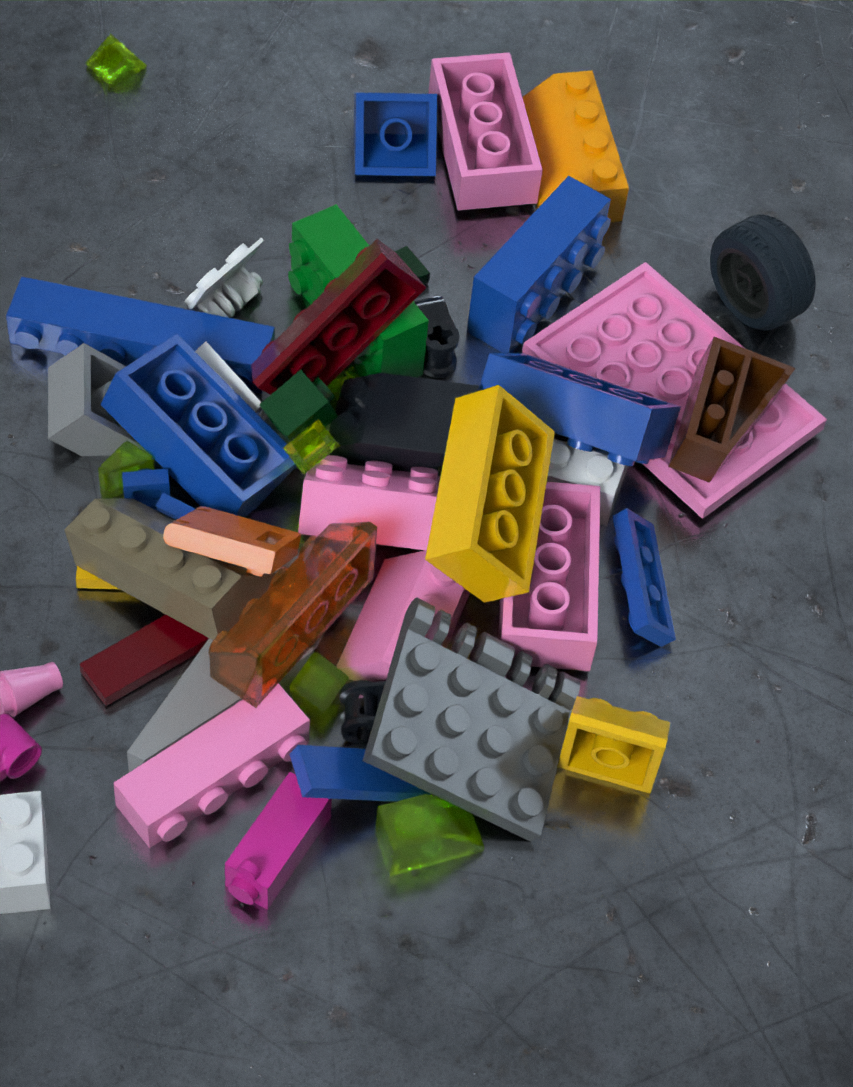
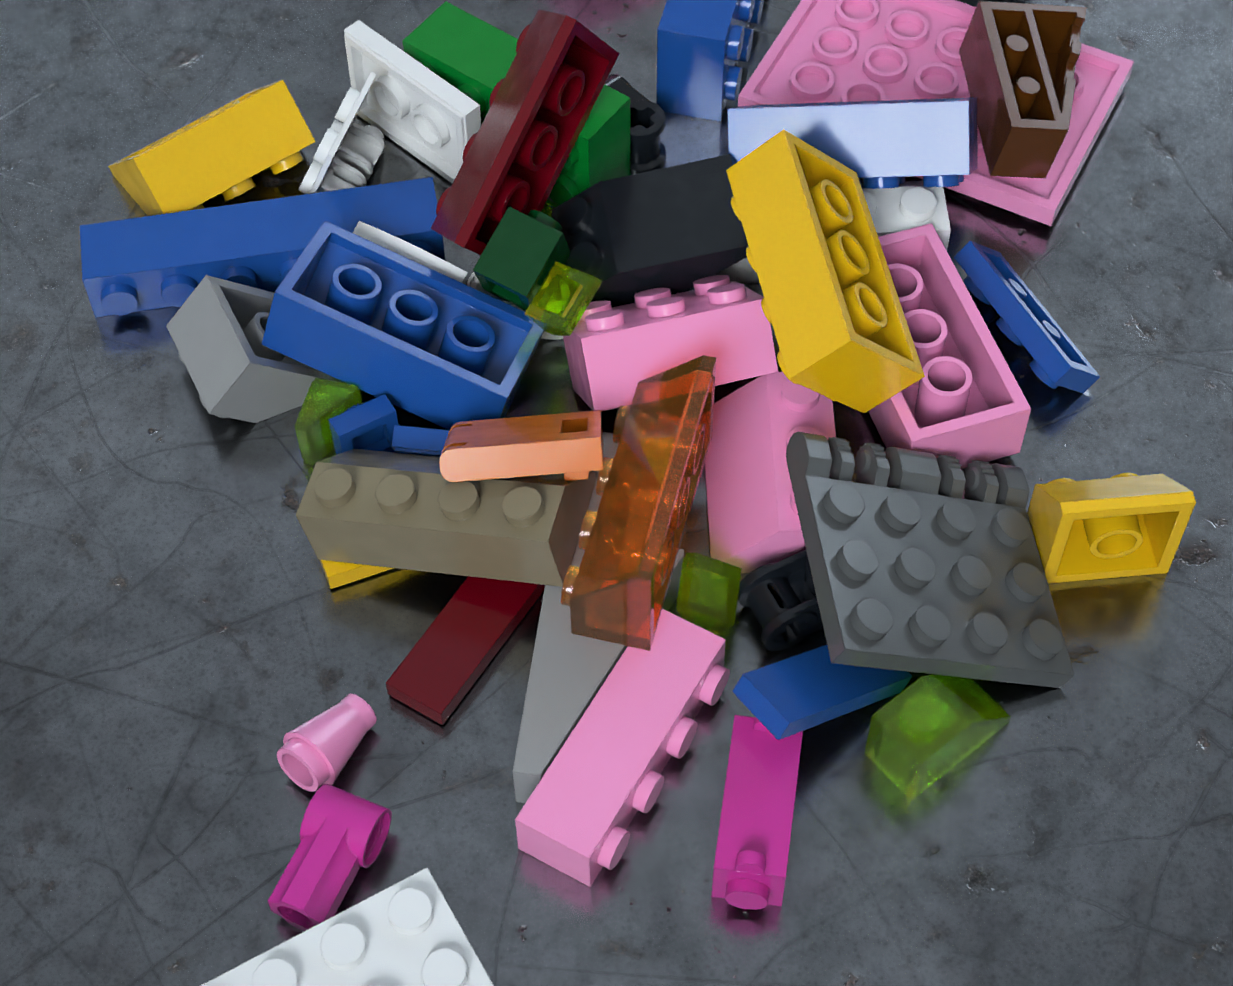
camera: 15 degrees left, 0 degrees up
(140, 256) = (217, 153): none -> yellow slope
(283, 262) = (411, 101): none -> white tile

